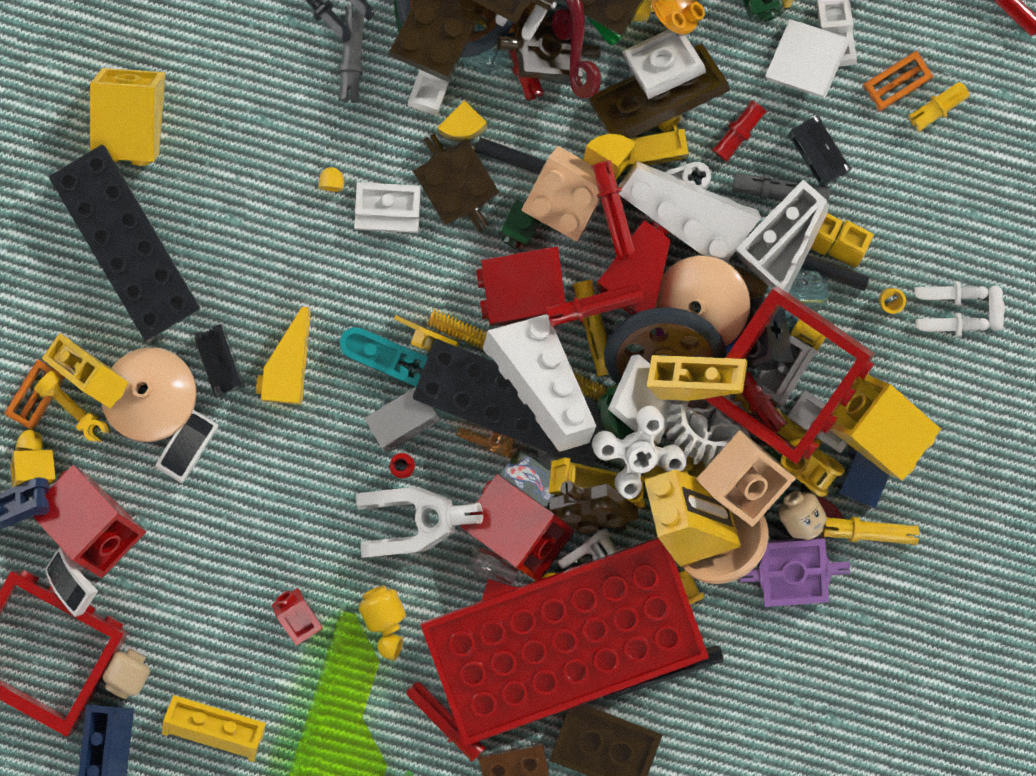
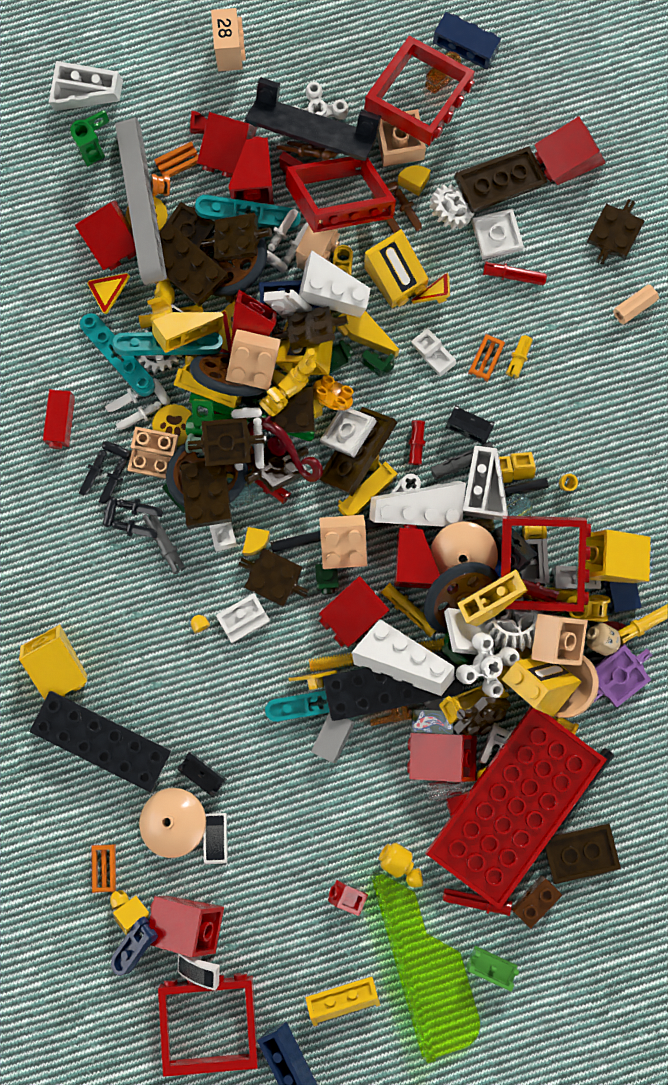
camera: 35 degrees left, 5 degrees down
(85, 371) = (125, 834): yellow slope -> none
(87, 421) = (110, 858): yellow bar -> none
(126, 673) = (268, 1003): tan head -> none
(285, 369) = (245, 754): yellow slope -> none
(398, 458) = (356, 769): red pin -> none
(427, 534) = (394, 796): white piece -> none
(594, 304) = (404, 595): red axle -> none
(610, 147) = (353, 503): yellow brick -> none
(613, 208) = (378, 532): red axle -> none
(807, 58) = (428, 377): white tile -> none
(957, 324) = (601, 454): white piece -> none

